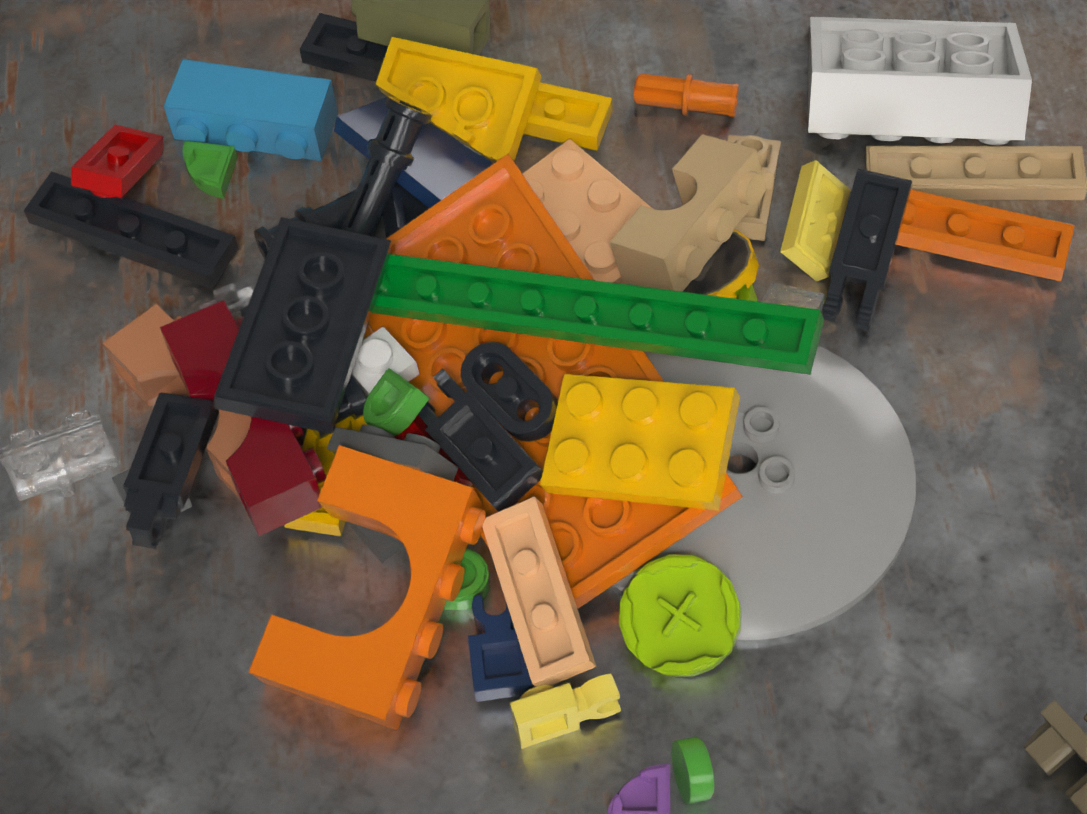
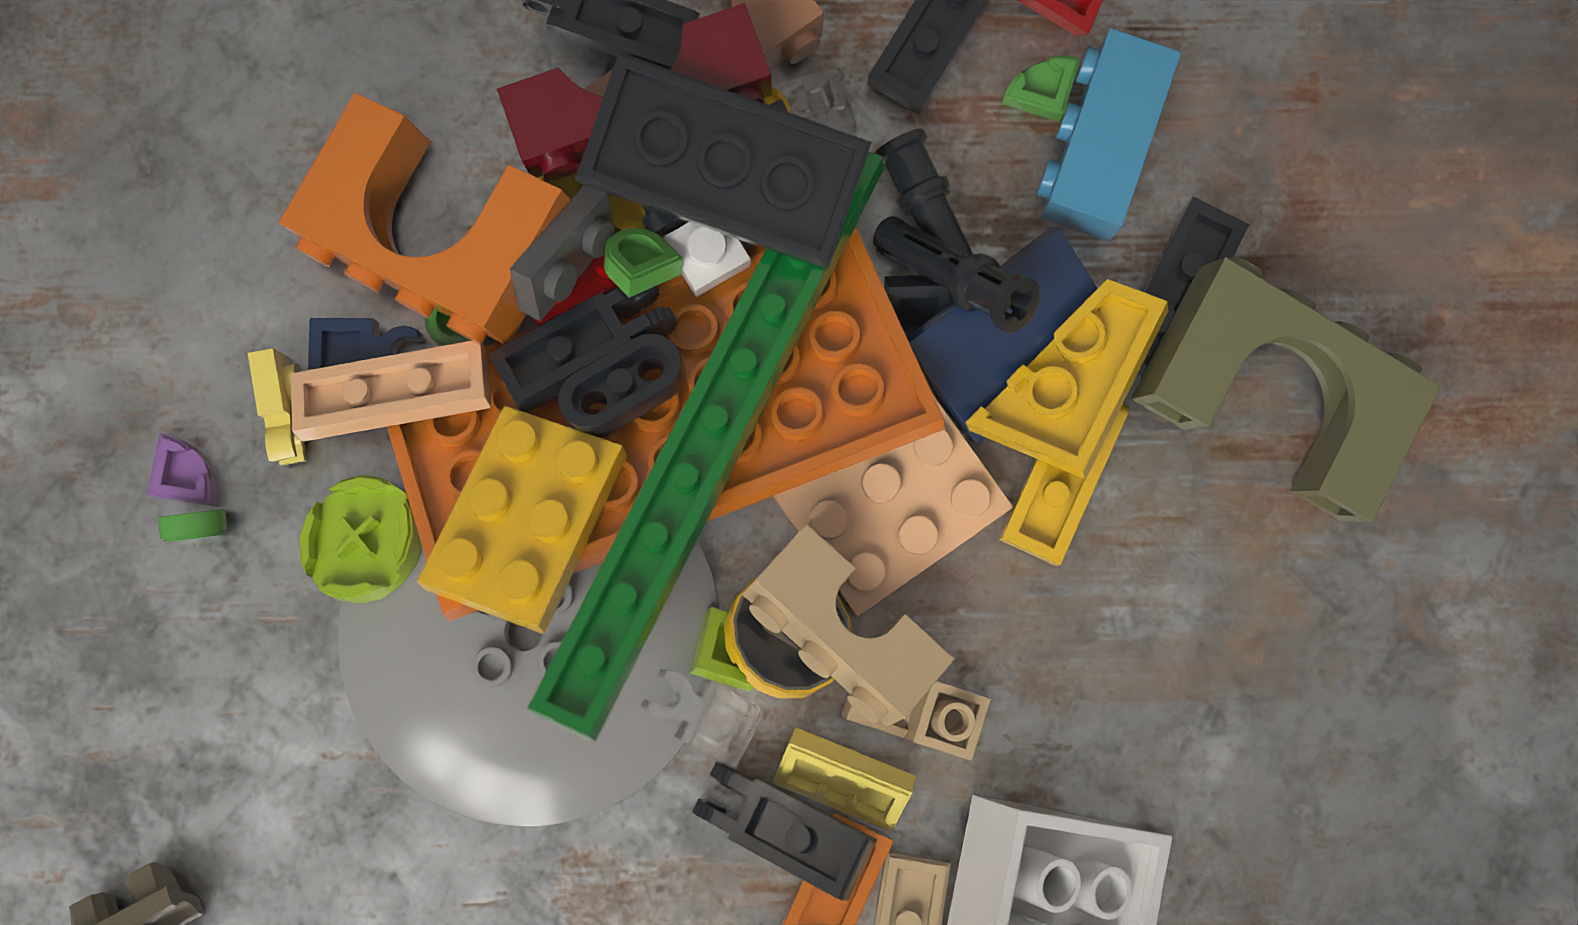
camera: 90 degrees right, 25 degrees up
(686, 94) = (1063, 658): orange axle -> none

